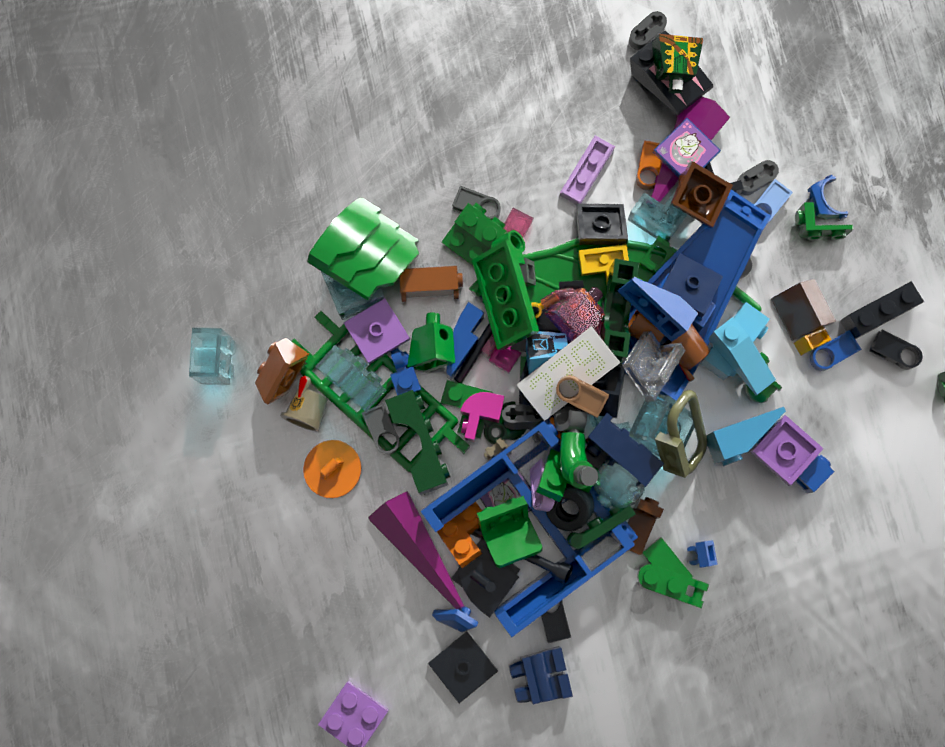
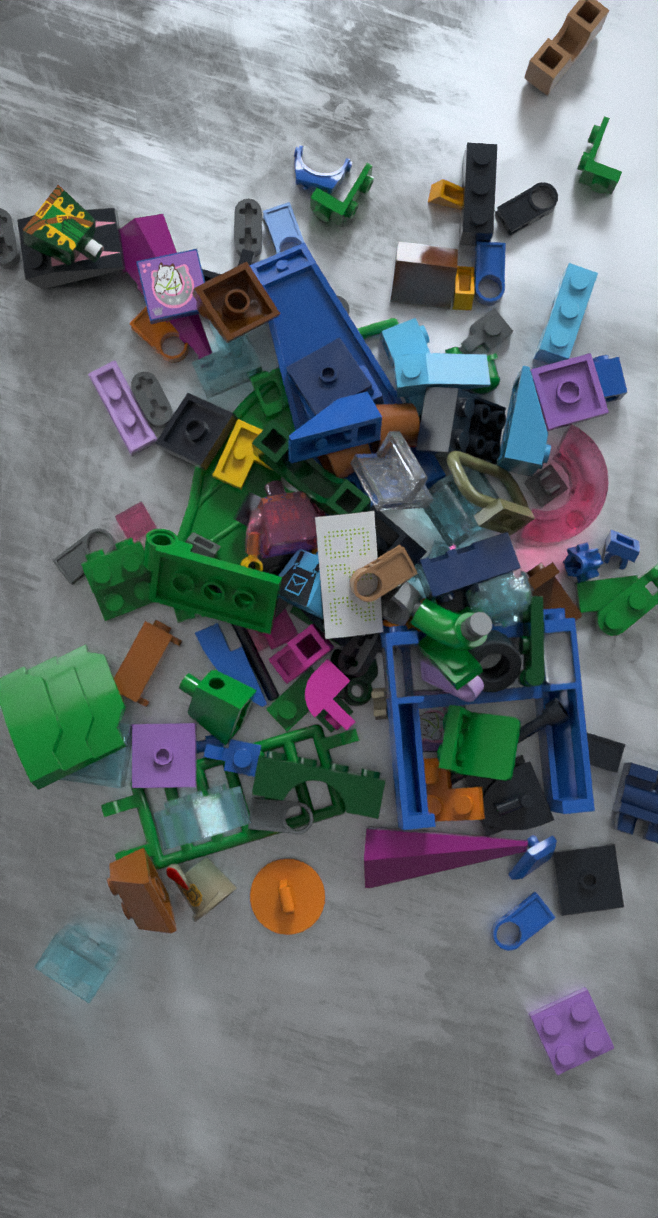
camera: 70 degrees left, 5 degrees up
(413, 640) = (529, 916): none -> blue piece
(497, 379) = (301, 653): none -> dark pink brick
(600, 183) = (146, 403): none -> dark grey beam
(677, 532) = (583, 562): none -> blue gear
(714, 477) = (546, 485): none -> dark grey tile
(718, 391) = (460, 423): none -> black slope
(738, 500) = (586, 496): none -> clear pink brick
(793, 374) = (486, 332): none -> dark grey plate
(840, 418) = (566, 314): none -> medium azure arch
(867, 290) = (446, 194): none -> light orange piece

